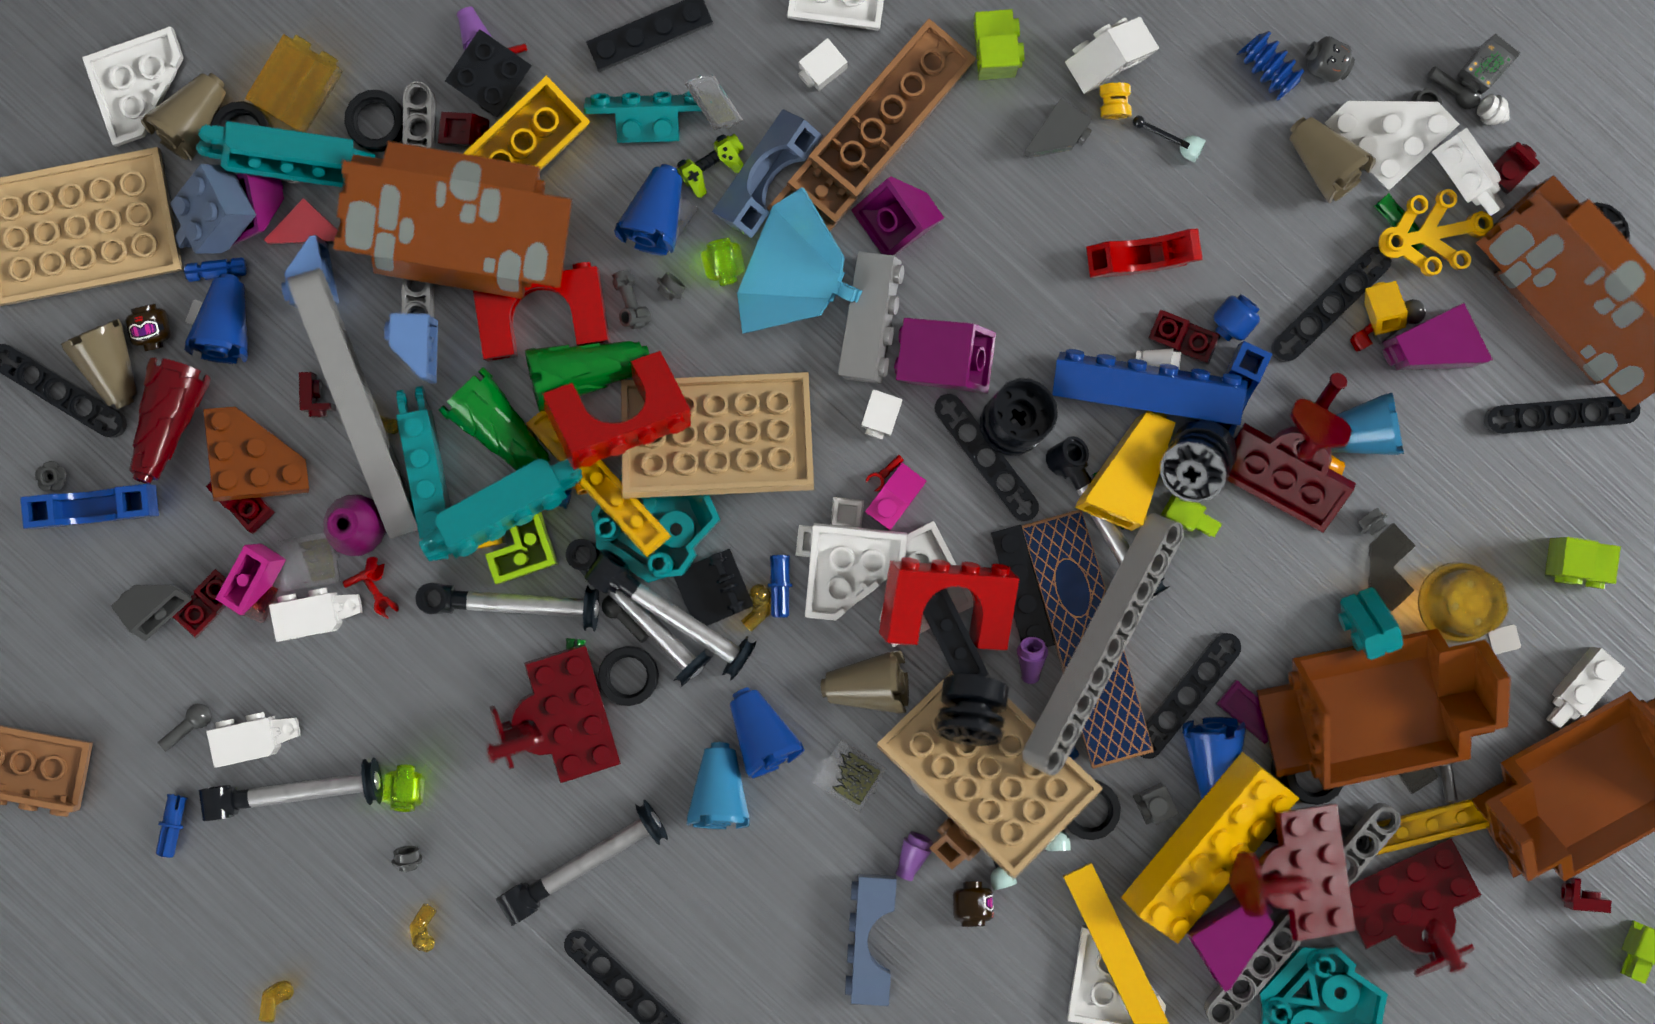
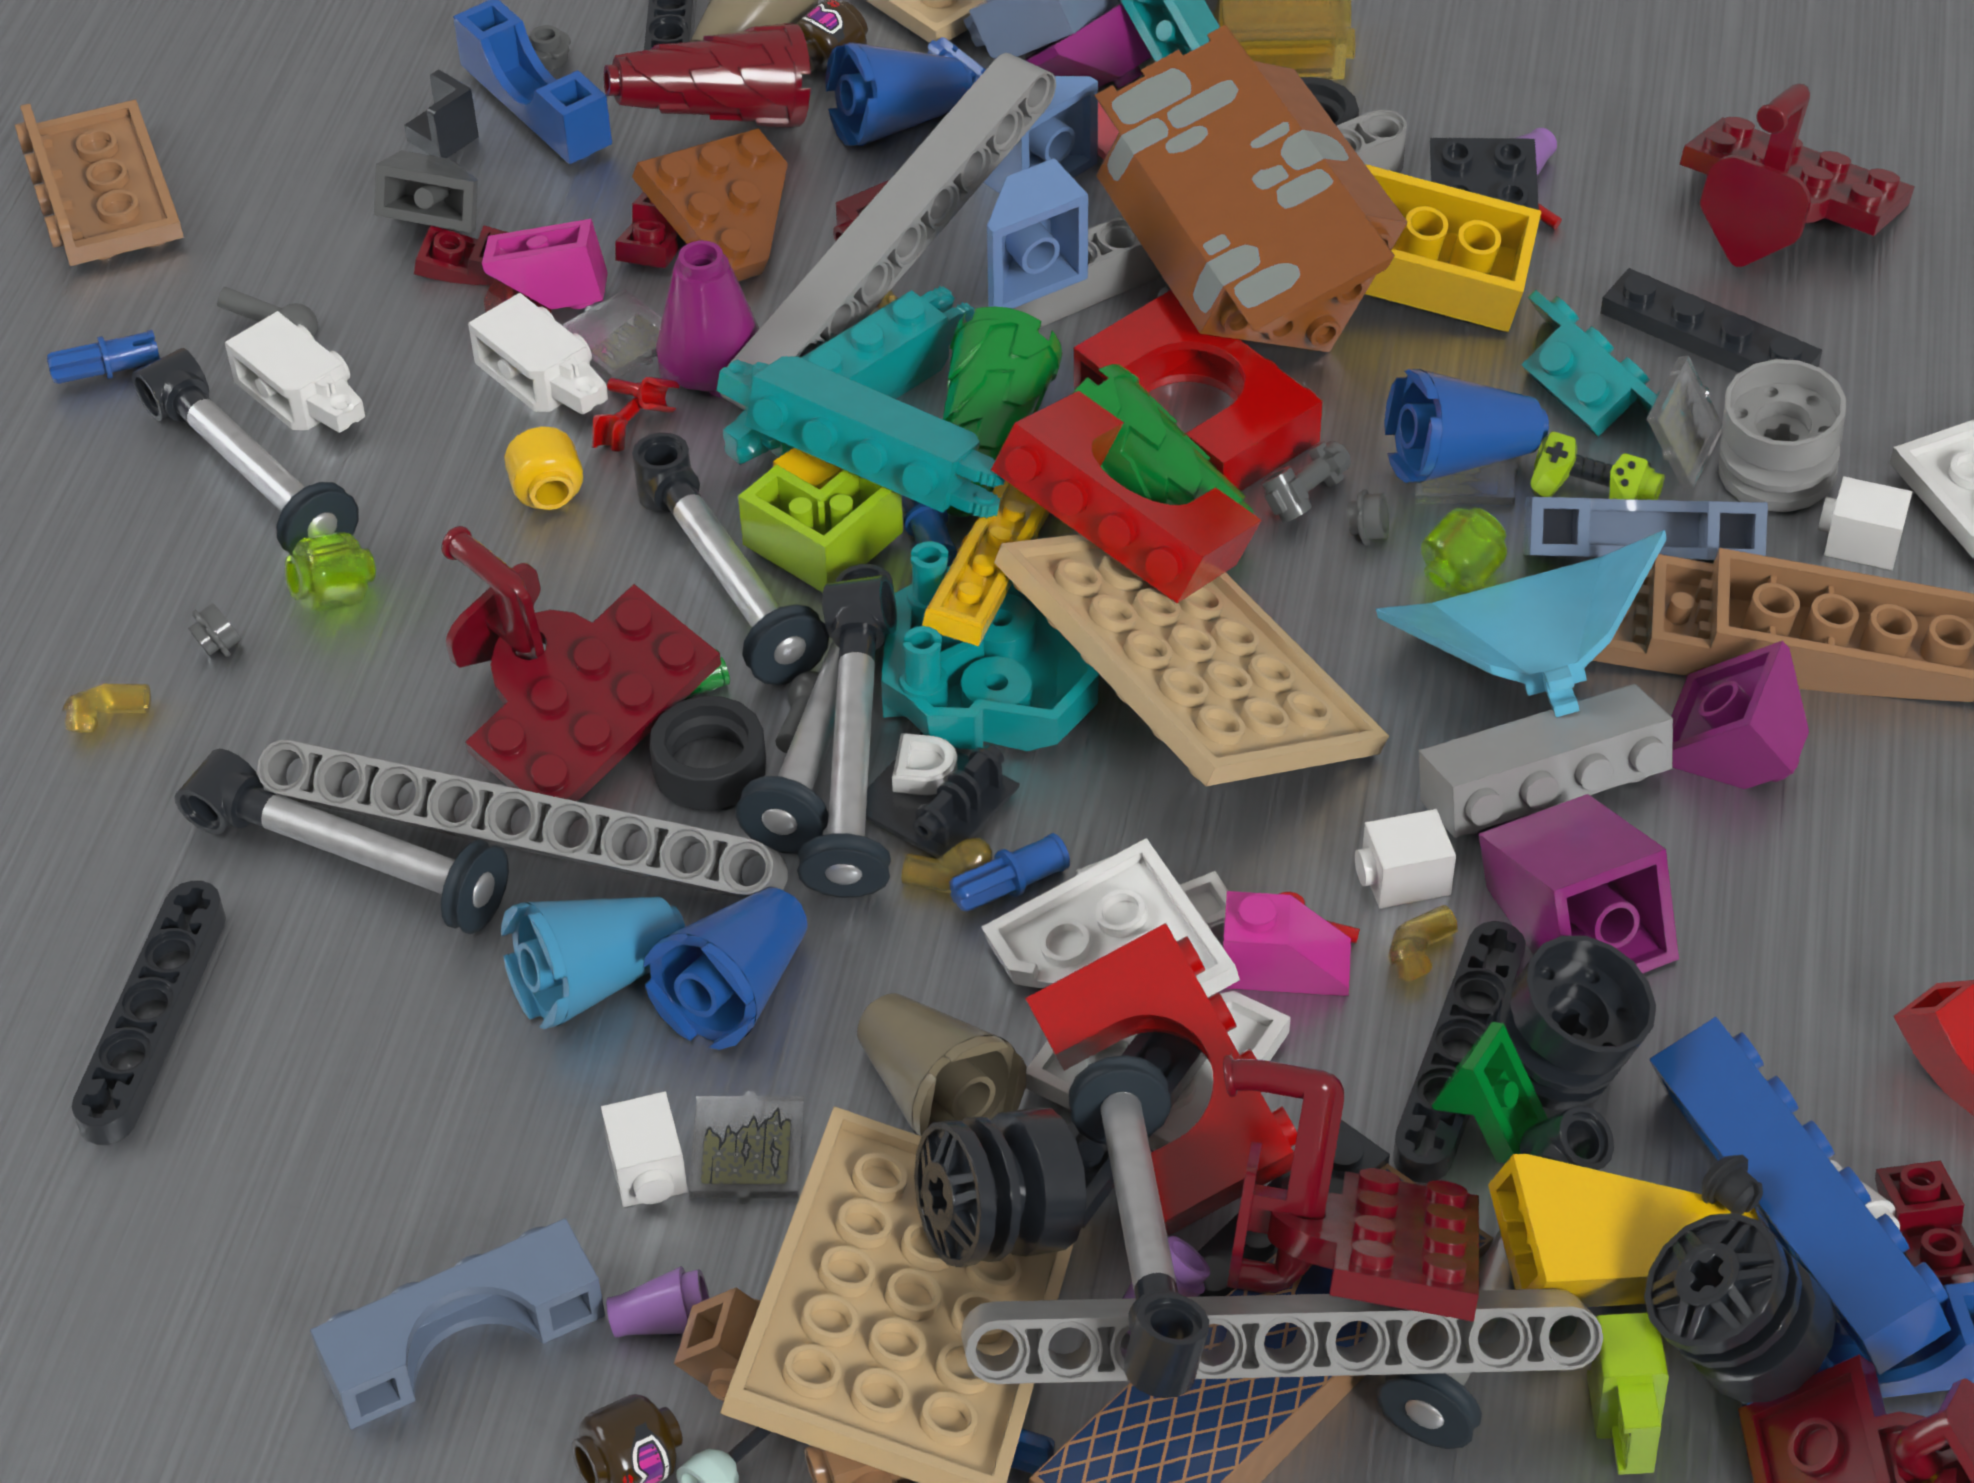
camera: 55 degrees right, 40 degrees down
(85, 566) = (448, 122): none -> black panel
(395, 653) = (543, 468): none -> yellow head
(618, 796) = (492, 815): none -> light grey beam
(696, 585) = (922, 764): none -> white tile
(756, 50) = (1781, 434): none -> light grey wheel
(835, 822) = (644, 1149): none -> white brick
(921, 439) = (1416, 936): none -> clear yellow arm
(963, 637) = (1120, 1106): none -> piece
(1025, 470) = (1495, 1090): none -> green slope
(1075, 573) = (1380, 1235): none -> dark red plate
(1141, 418) = (1732, 1185): none -> black piece

